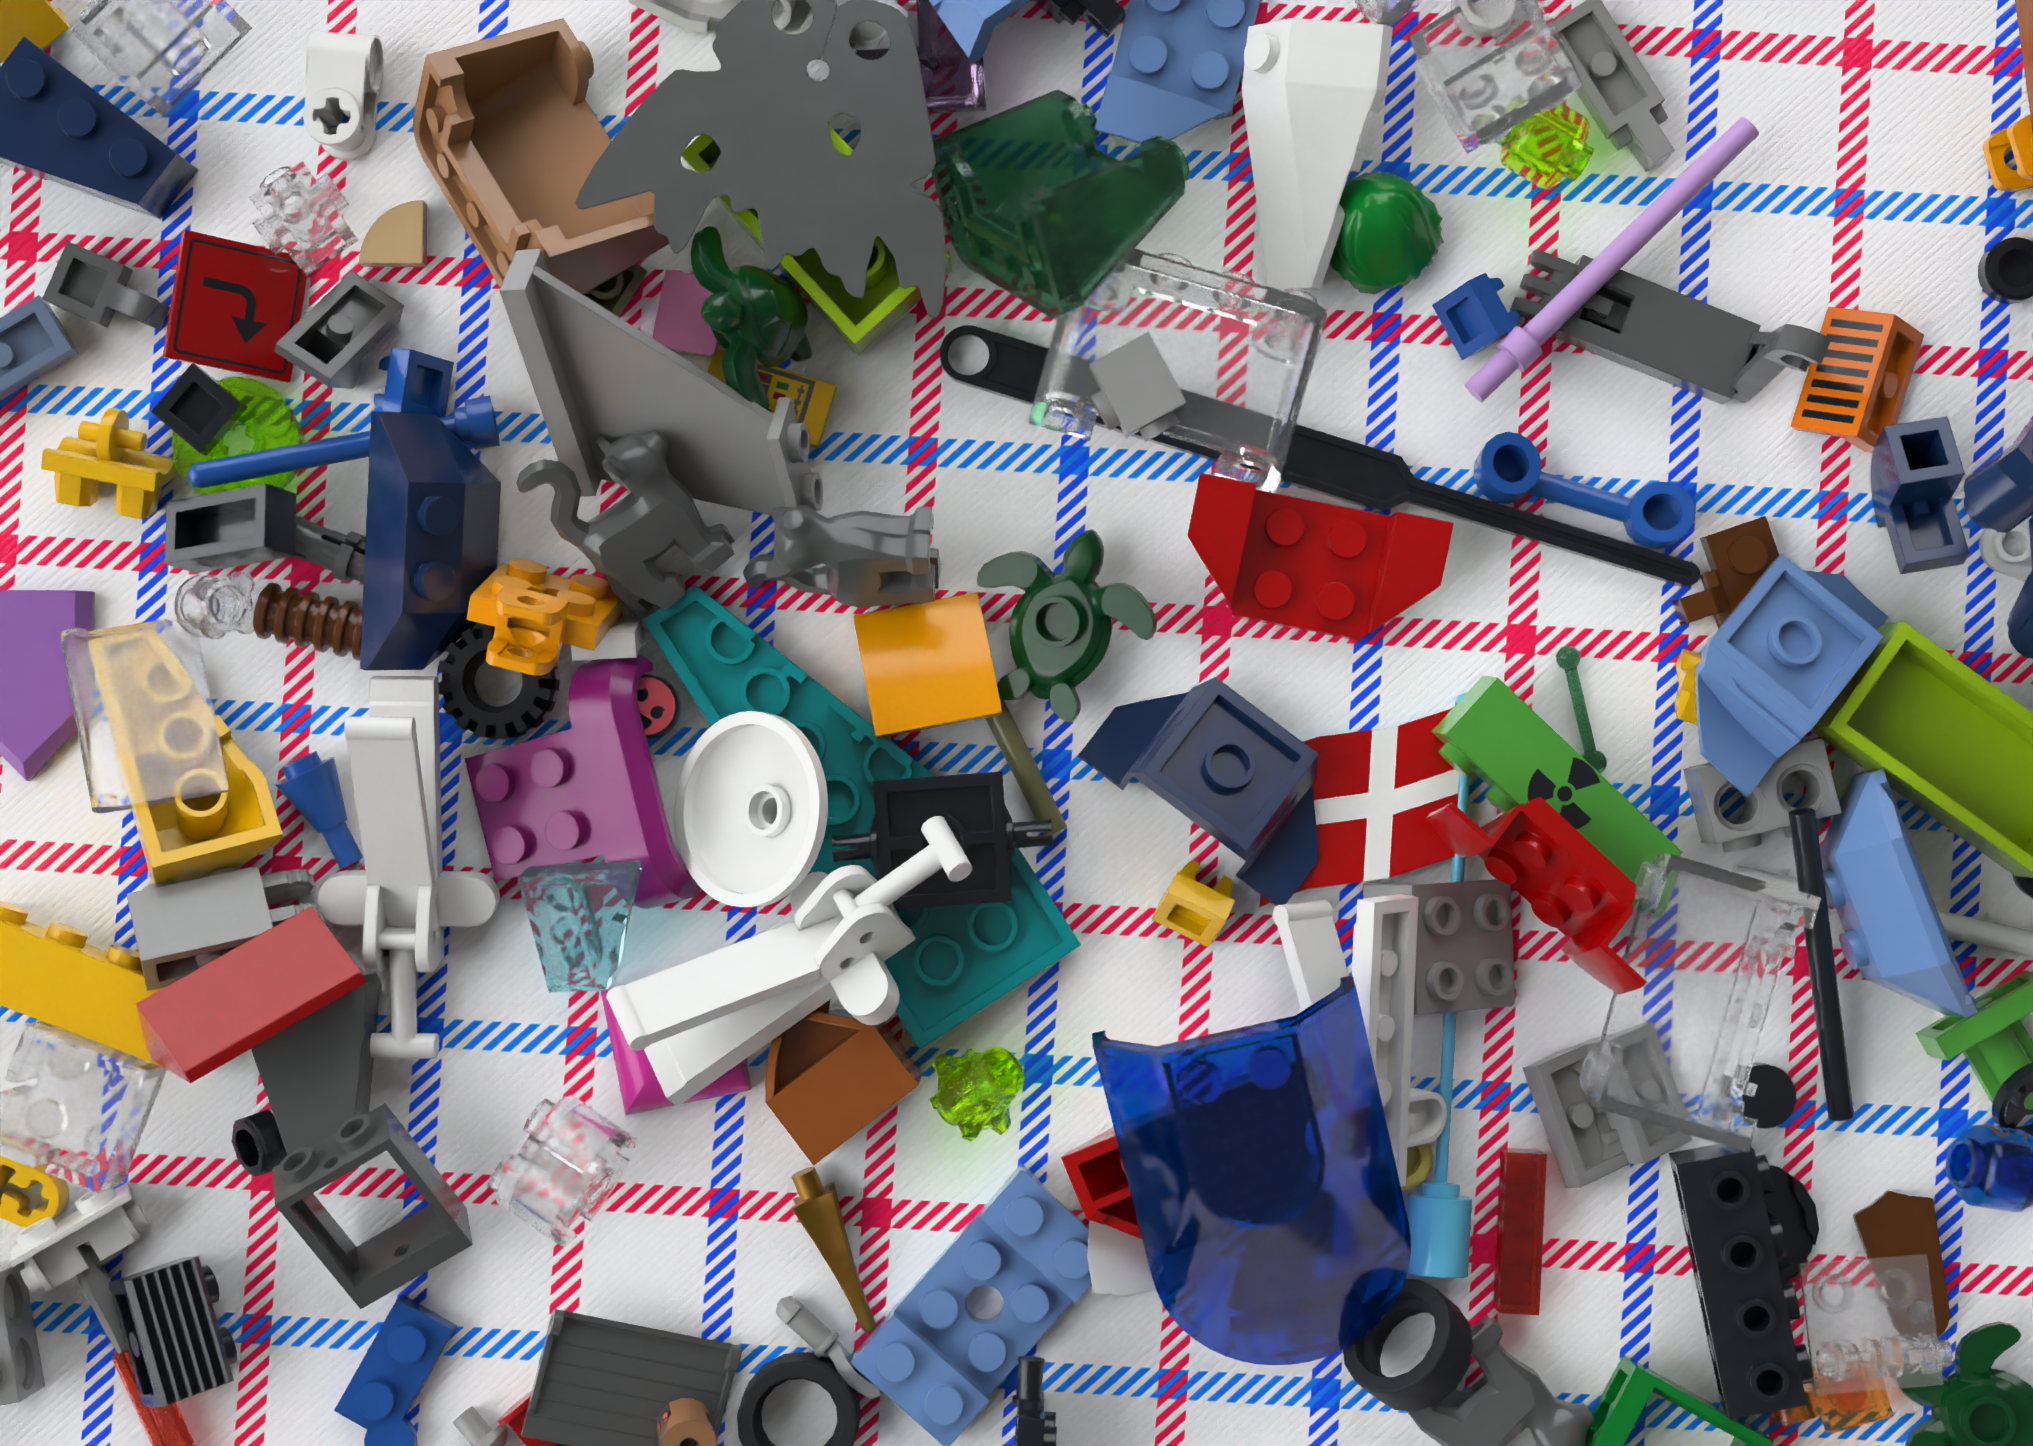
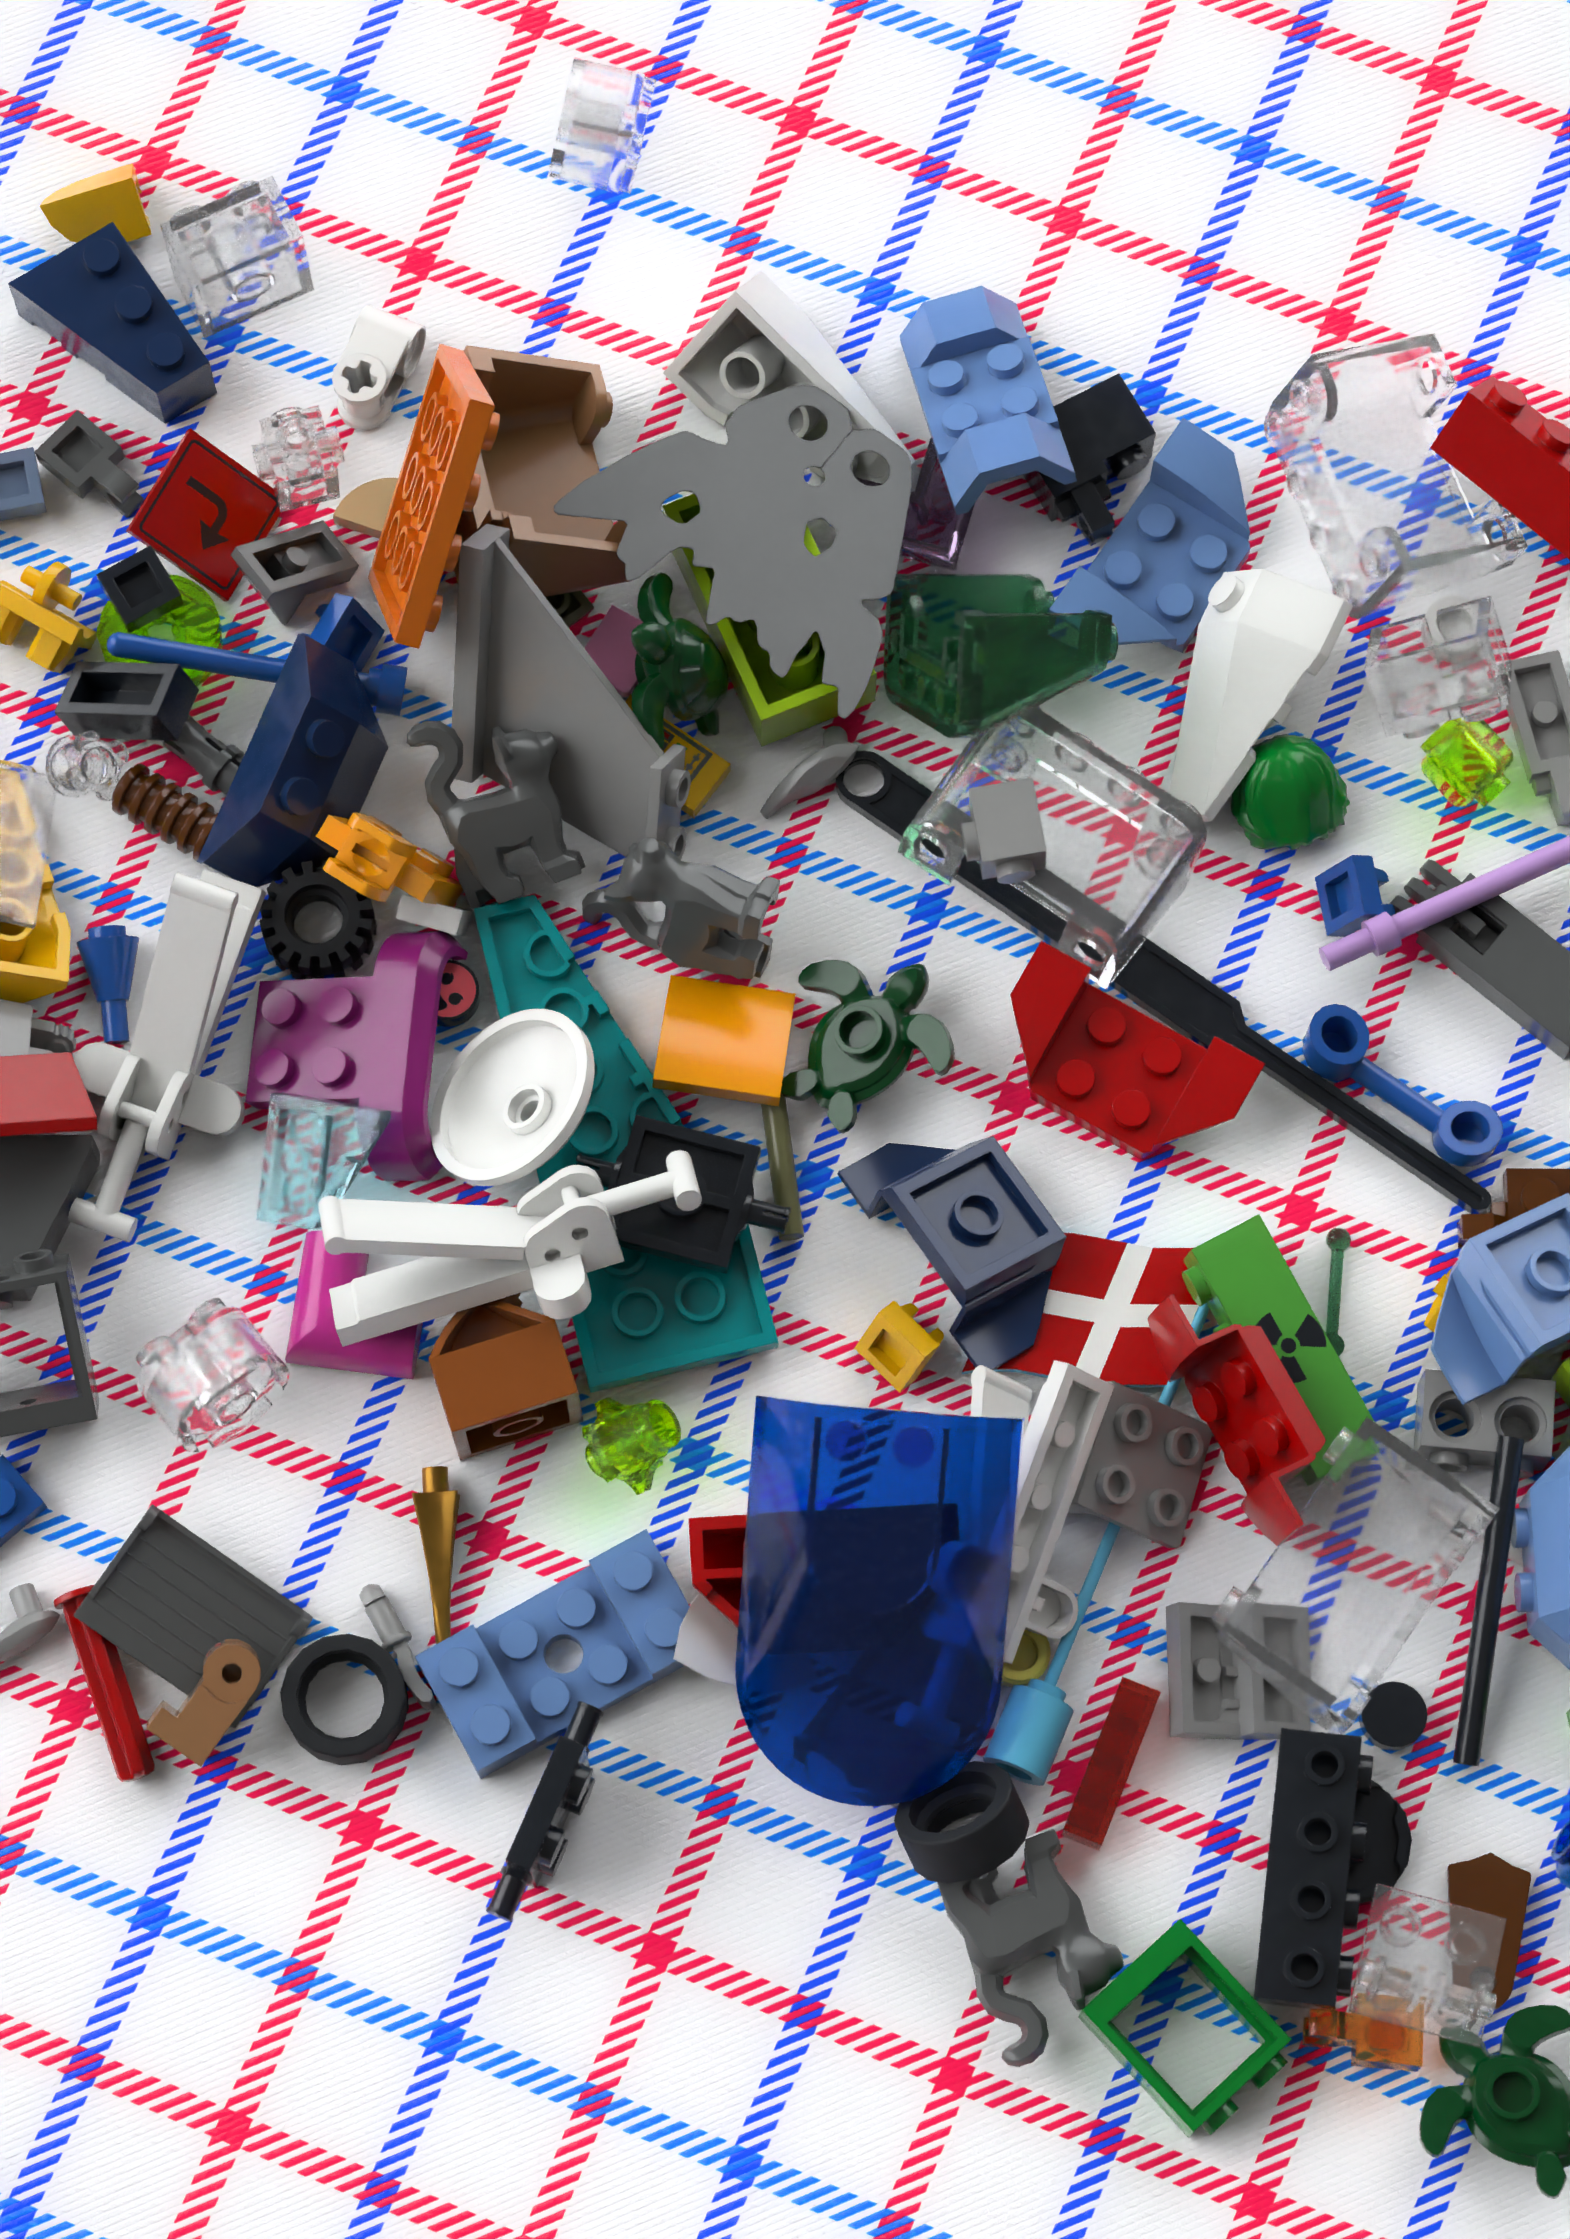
camera: 20 degrees right, 15 degrees down
(452, 235) = (430, 496): none -> orange plate
(921, 364) = (814, 771): none -> light grey bar

